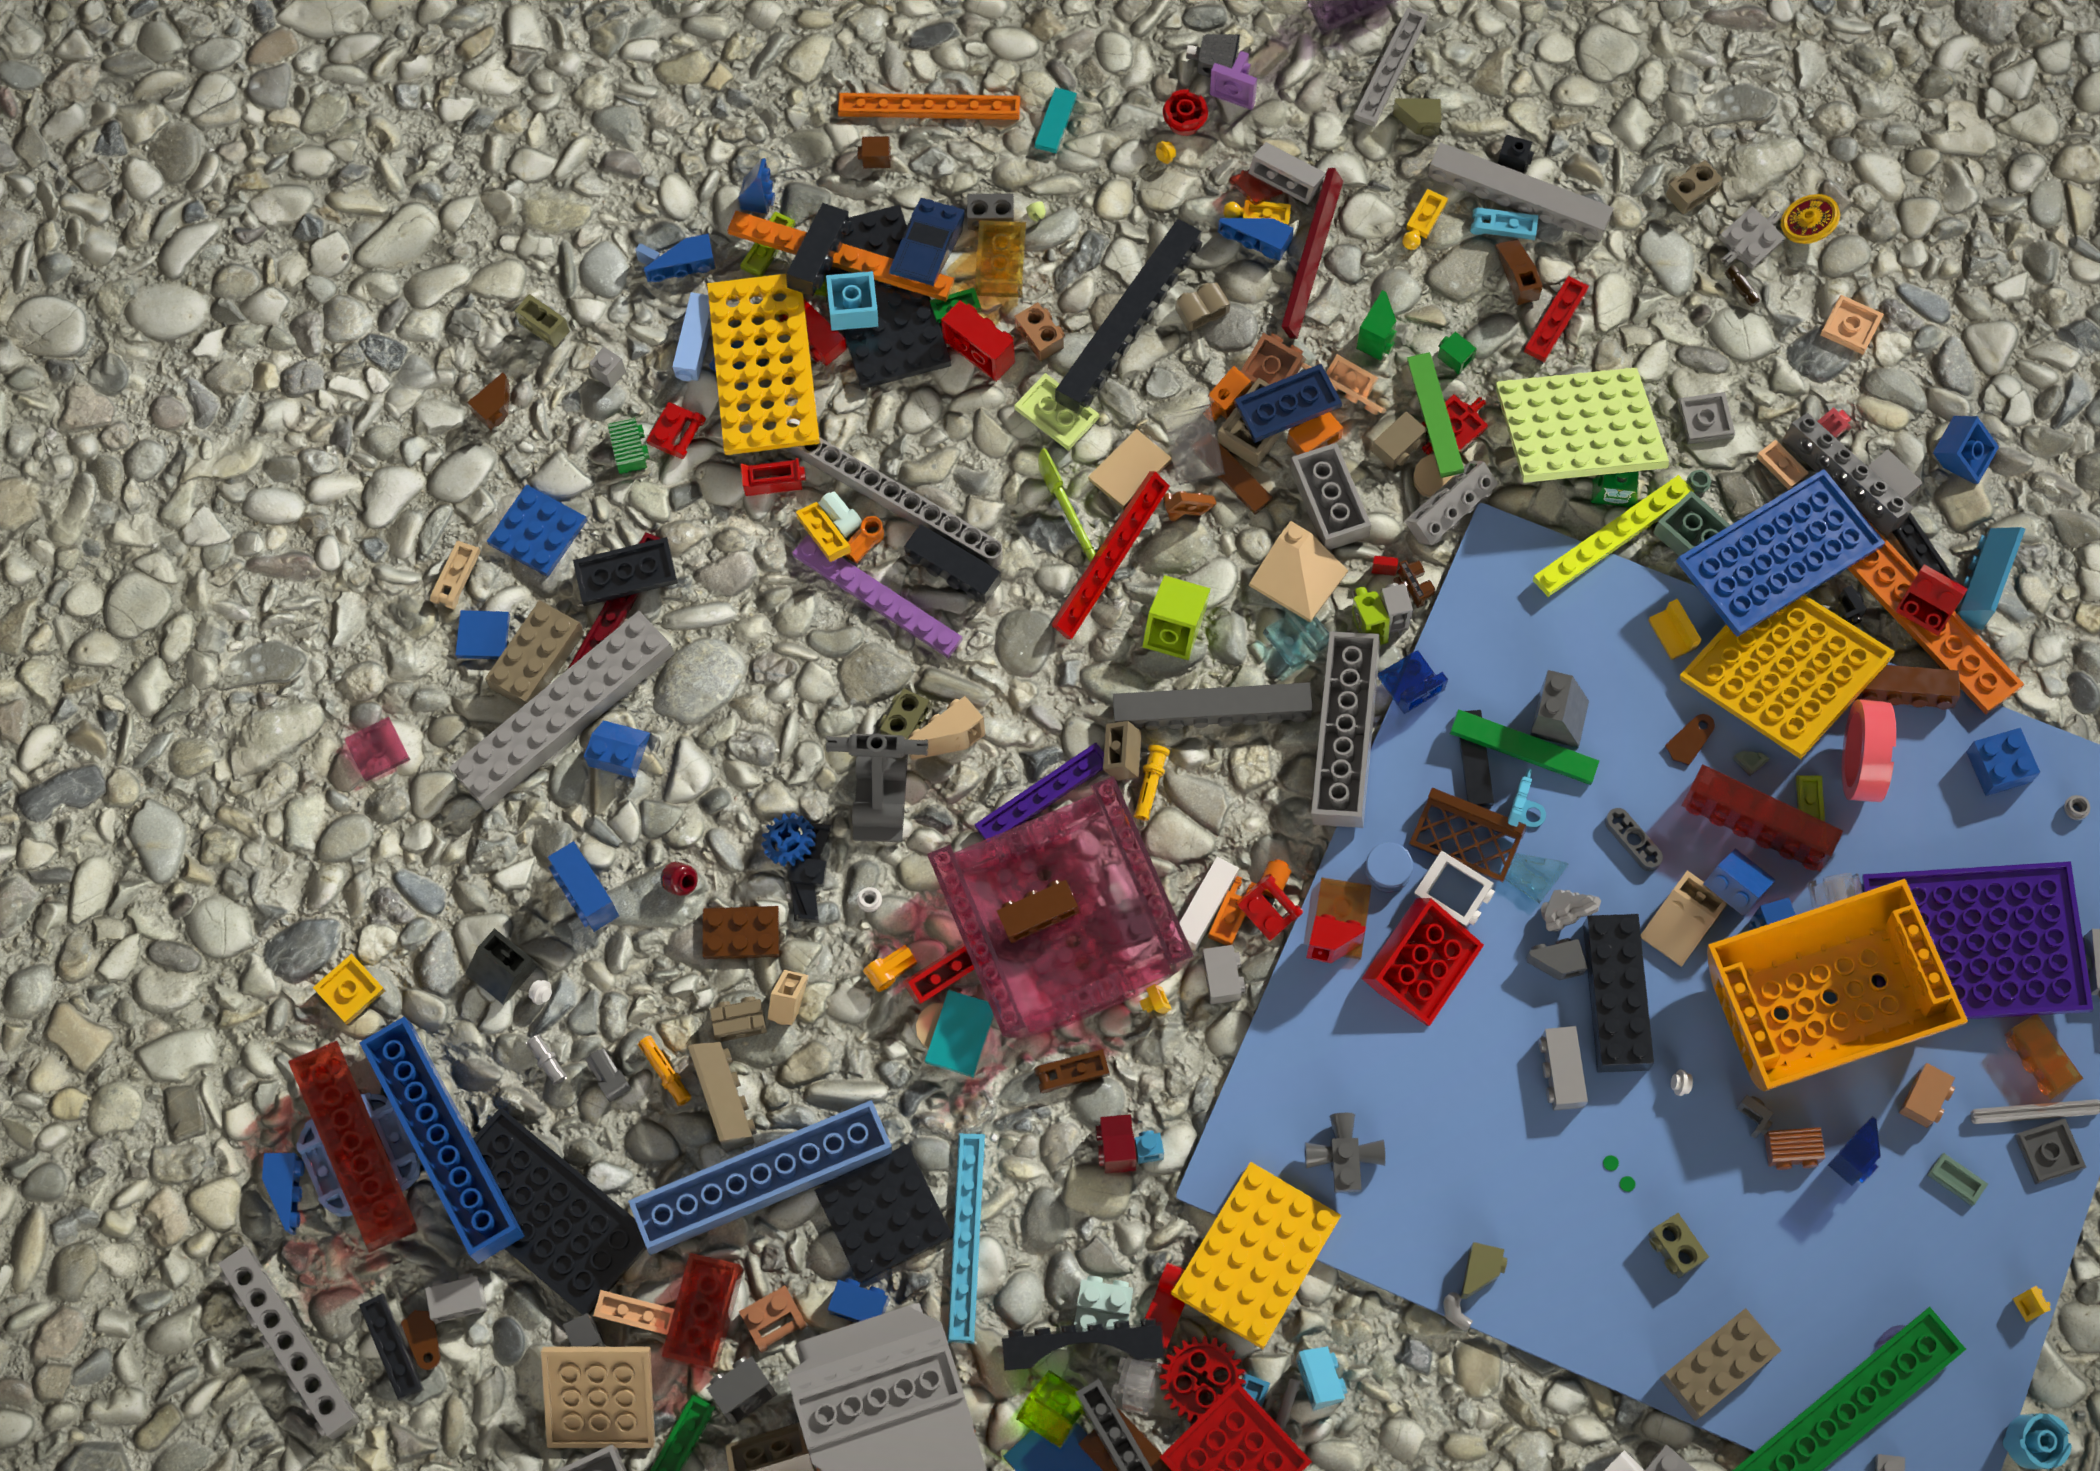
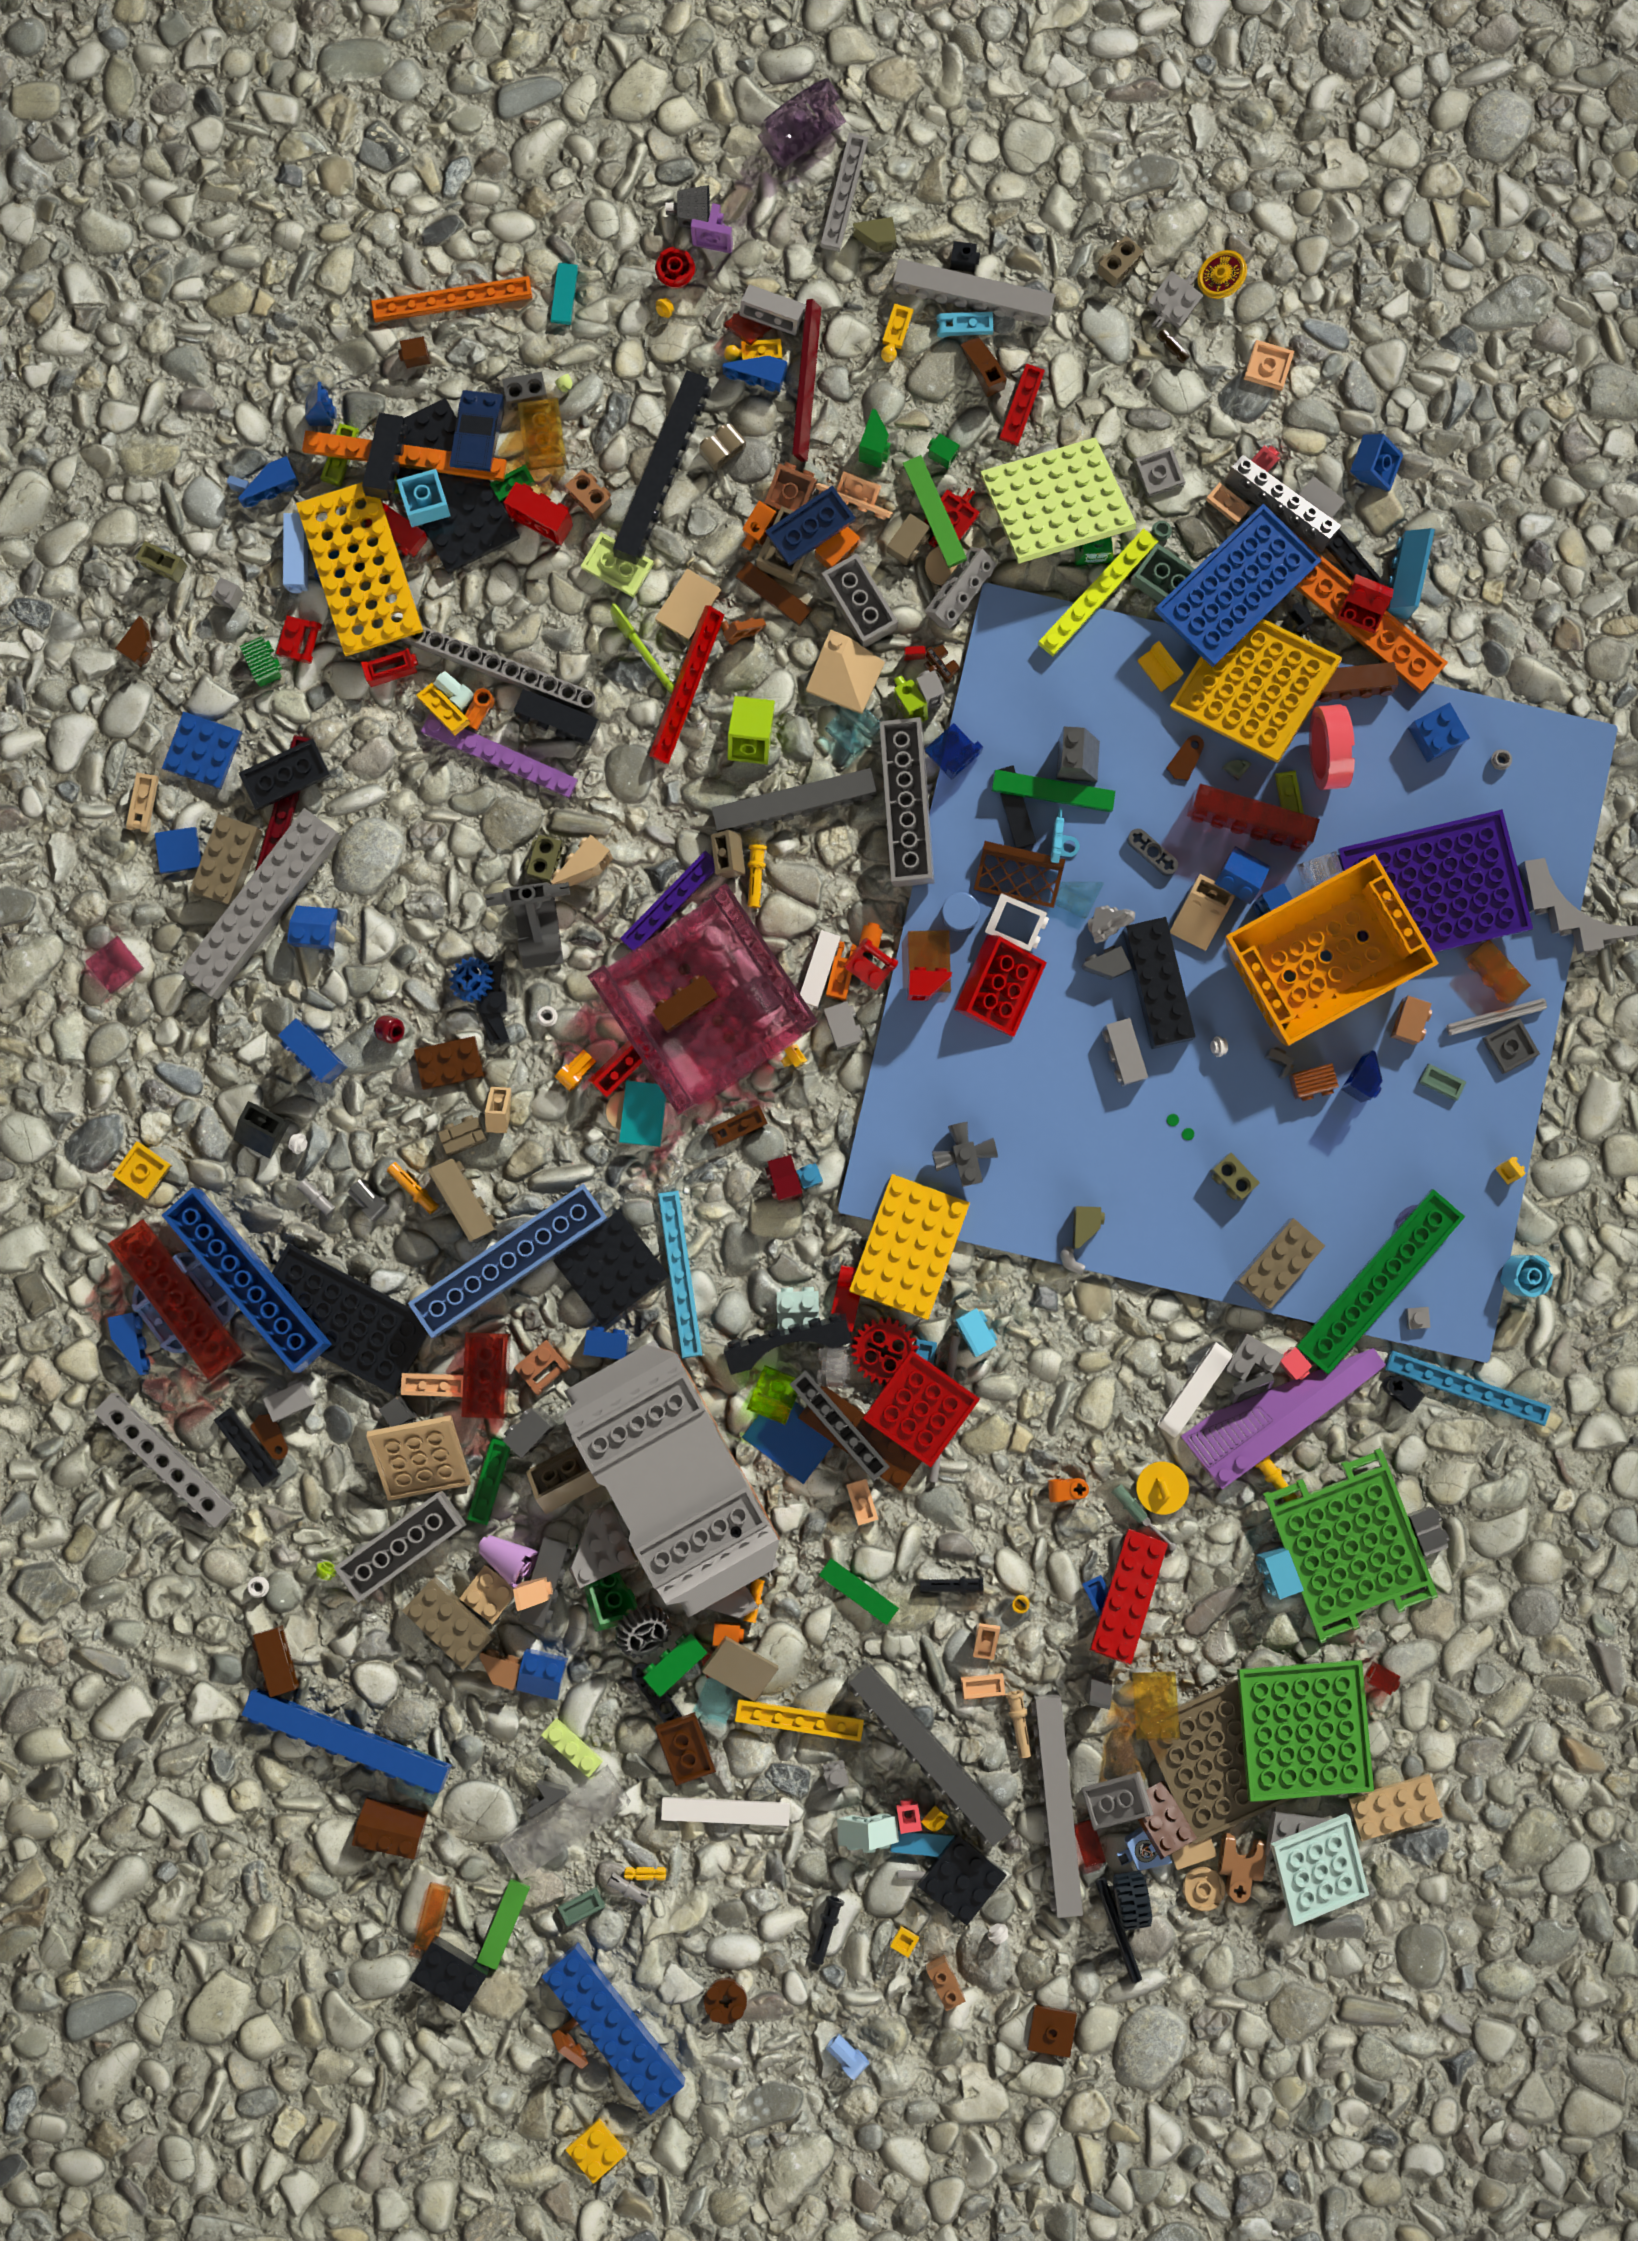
camera: 15 degrees left, 15 degrees up
(1194, 444) = (738, 574): clear tile -> none

